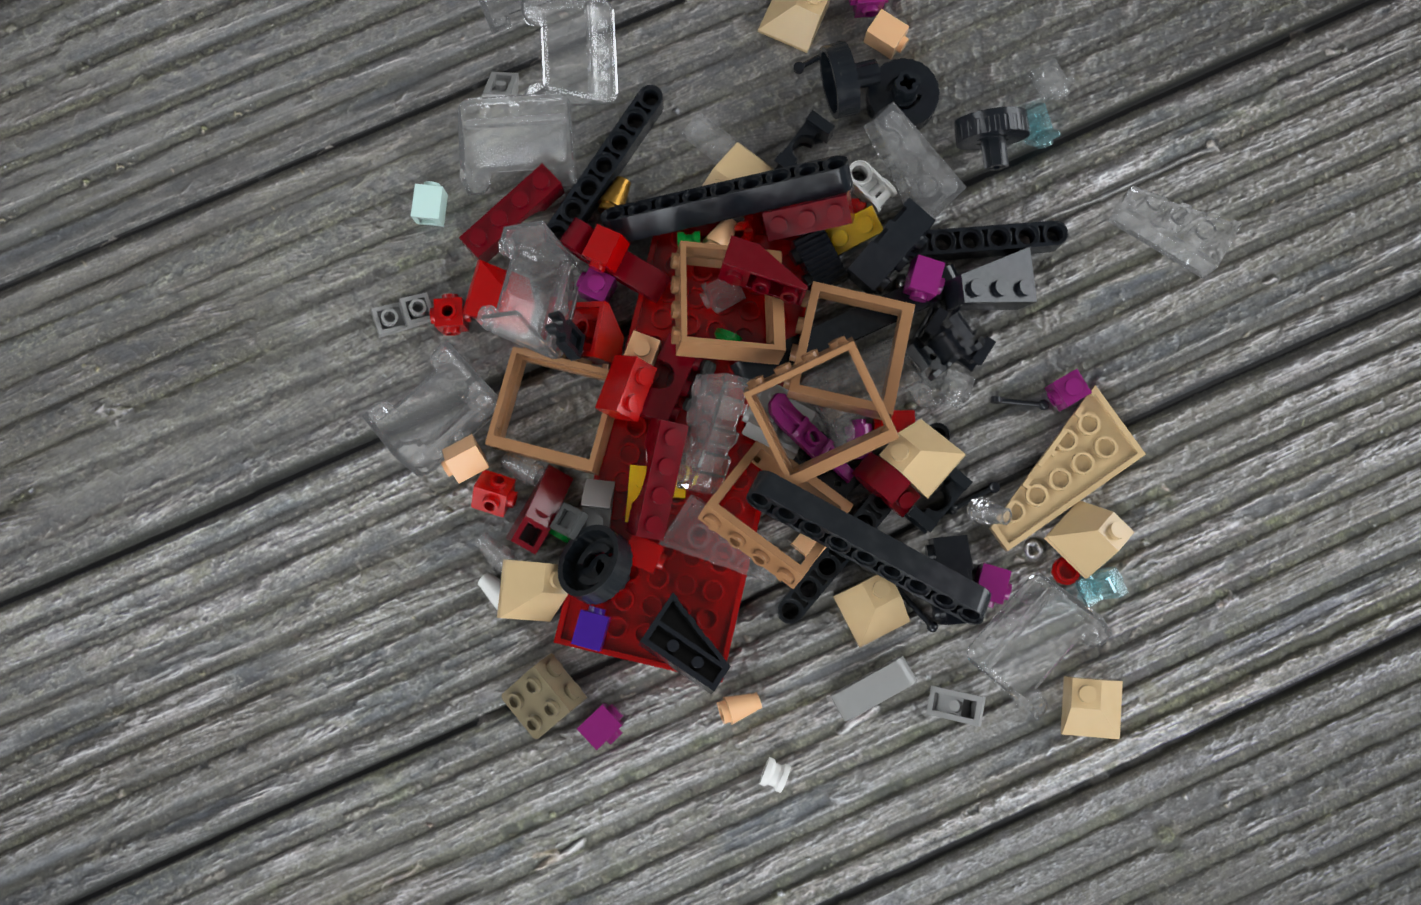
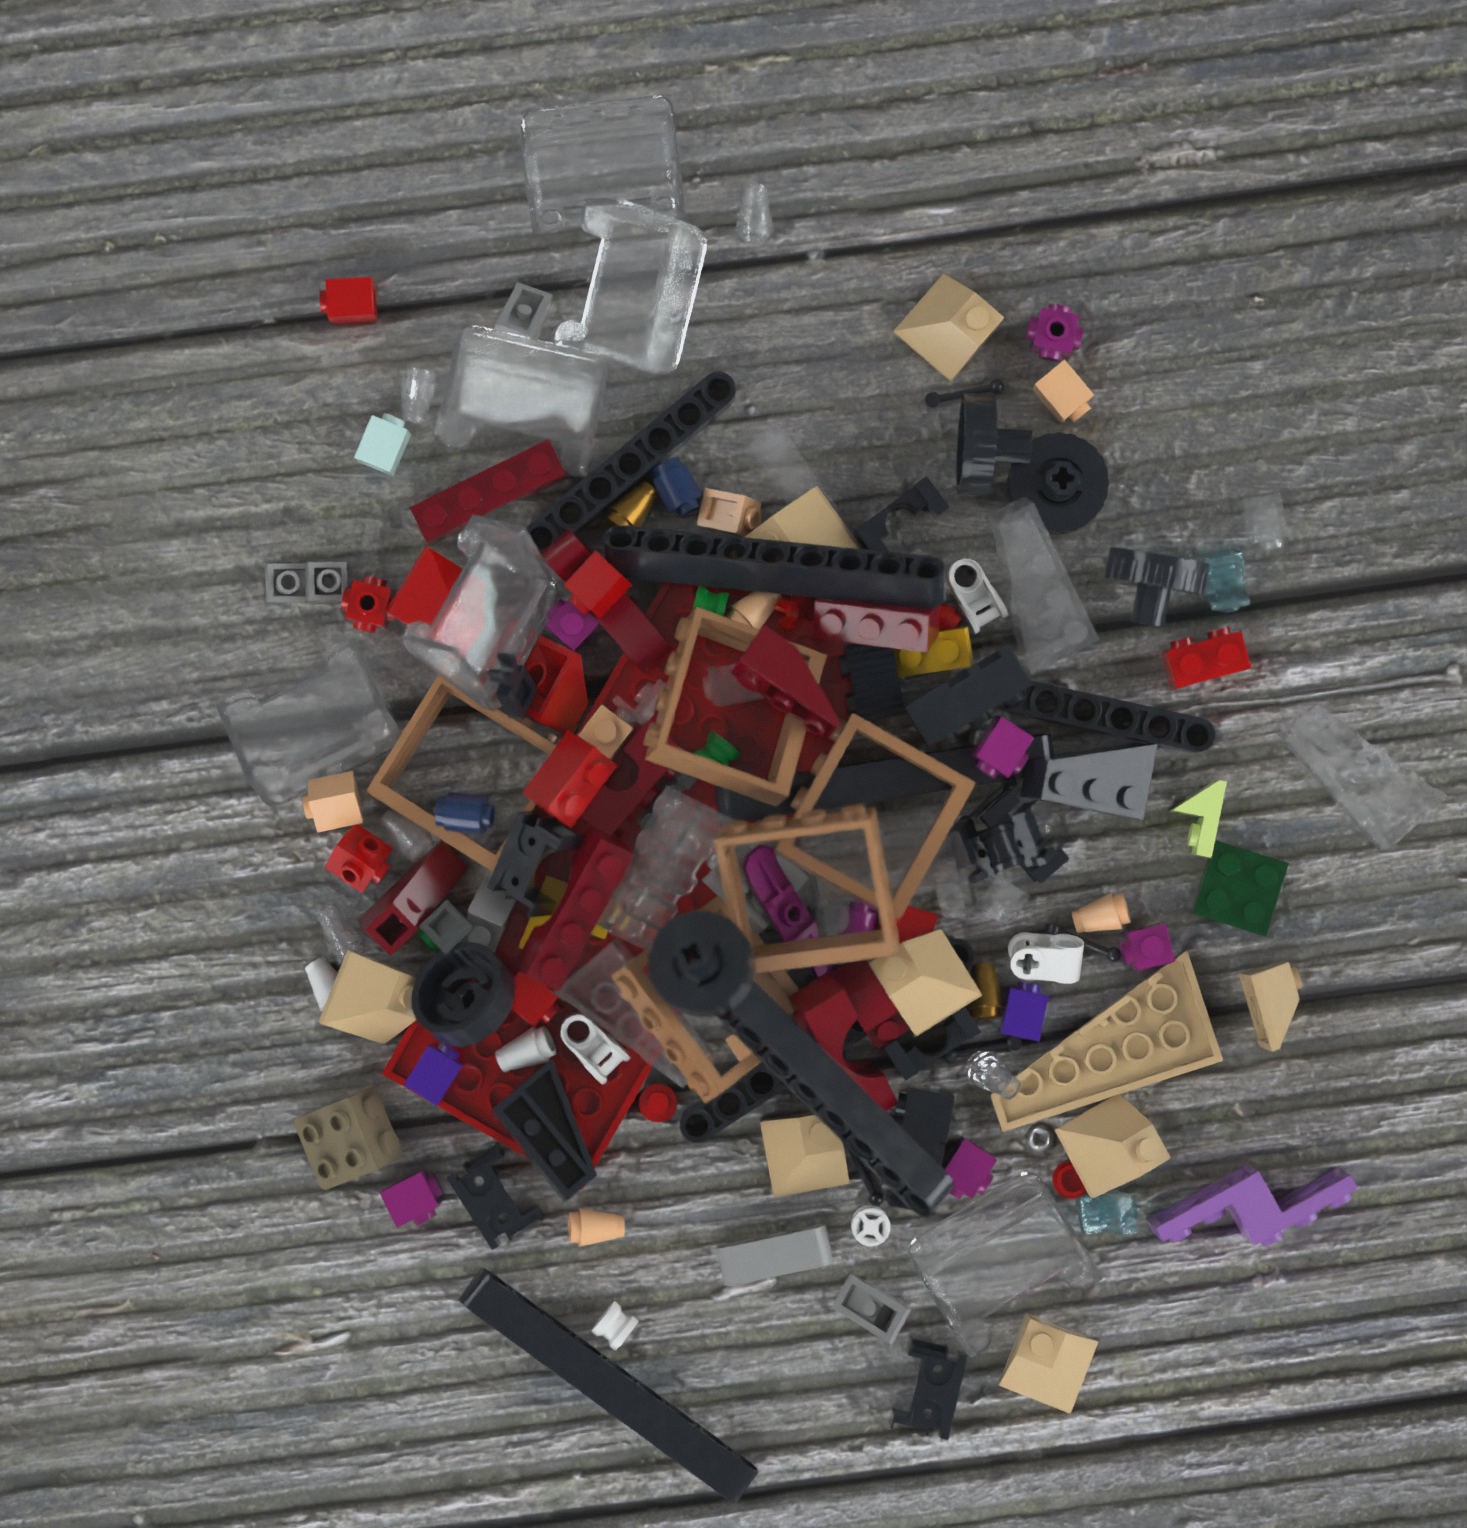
camera: 15 degrees right, 5 degrees up
(378, 114) = (349, 300): none -> red brick
(443, 163) = (417, 393): none -> clear cone
(558, 435) = (464, 813): none -> dark blue brick
(608, 448) = (524, 849): none -> black piece
(641, 173) = (676, 487): none -> dark blue brick
(652, 593) = (527, 1050): none -> white cone
(658, 709) = (490, 1200): none -> black piece
(665, 324) = (645, 709): none -> clear bracket
(681, 178) = (729, 512): none -> light nougat bracket
(701, 576) = (594, 1048): none -> white piece
(753, 464) = (679, 979): none -> black piece
(757, 604) = (658, 1102): none -> red plate
(784, 820) = (608, 1385): none -> black beam
(862, 499) = (826, 1017): none -> dark red arch
(939, 649) = (873, 1231): none -> white wheel
(970, 463) = (991, 1002): none -> pearl gold cone
(995, 462) = (1023, 1011): none -> dark purple brick
(1003, 417) = (1049, 957): none -> white piece
(1019, 751) = (933, 1389): none -> black piece
(1028, 378) = (1102, 914): none -> light nougat cone
(1042, 183) = (1206, 660): none -> red brick
(1076, 284) = (1207, 806): none -> yellowish green slope
(1116, 333) = (1240, 888): none -> dark green plate
(1166, 404) = (1271, 1000): none -> tan slope
(1203, 548) = (1253, 1205): none -> medium lavender bracket

